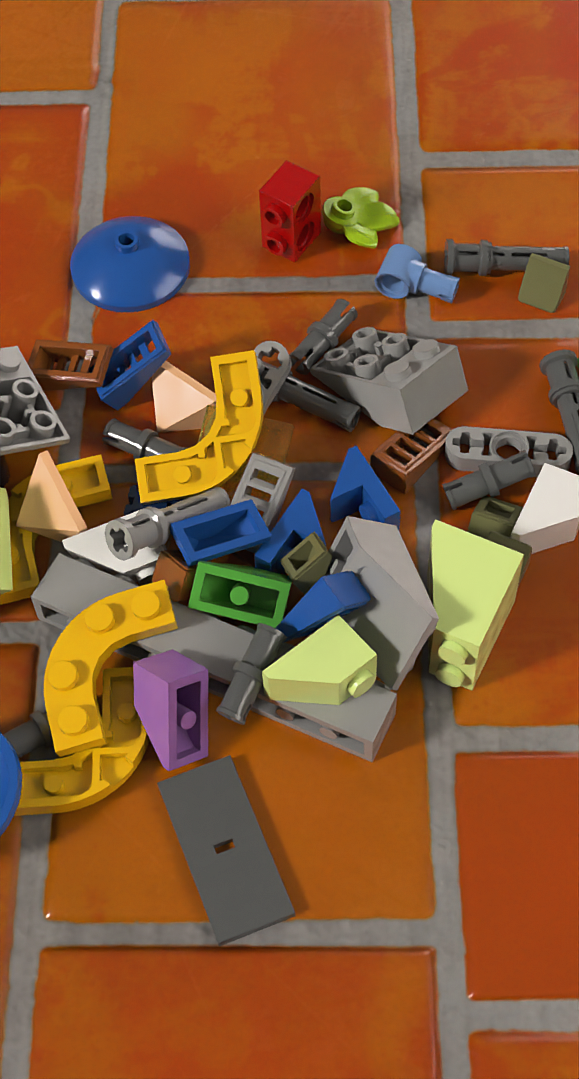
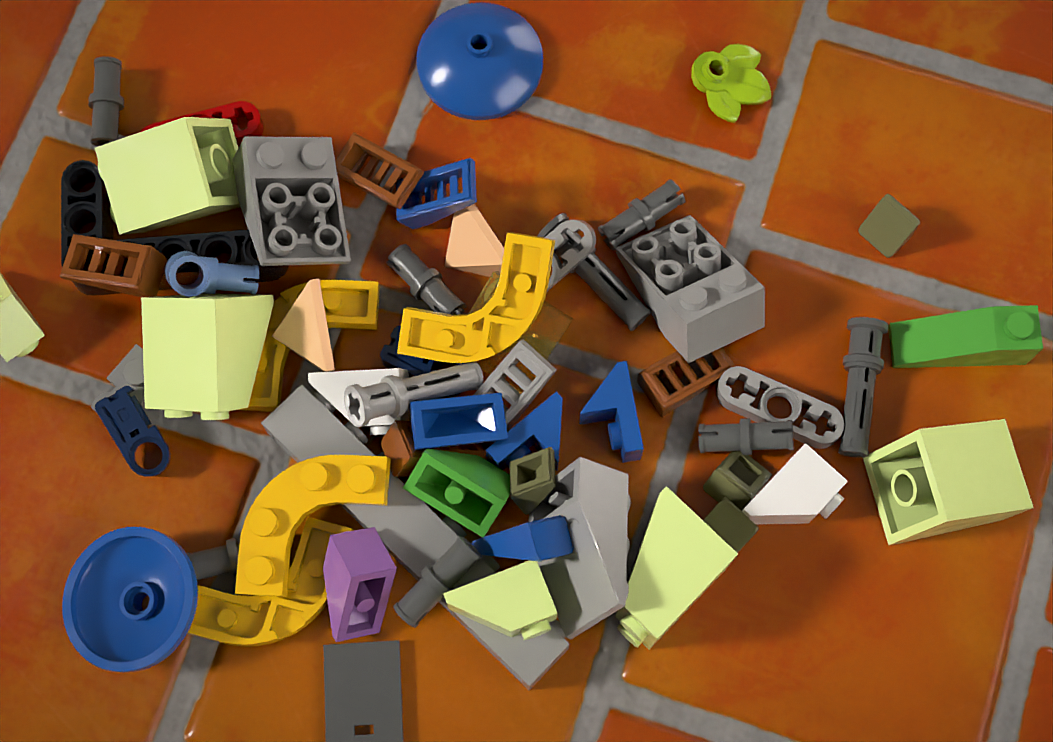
camera: 15 degrees right, 15 degrees up
(290, 211) = (656, 62): red brick -> none
(406, 273) = (751, 167): medium blue pin -> none
(485, 257) = (912, 197): dark grey pin -> none

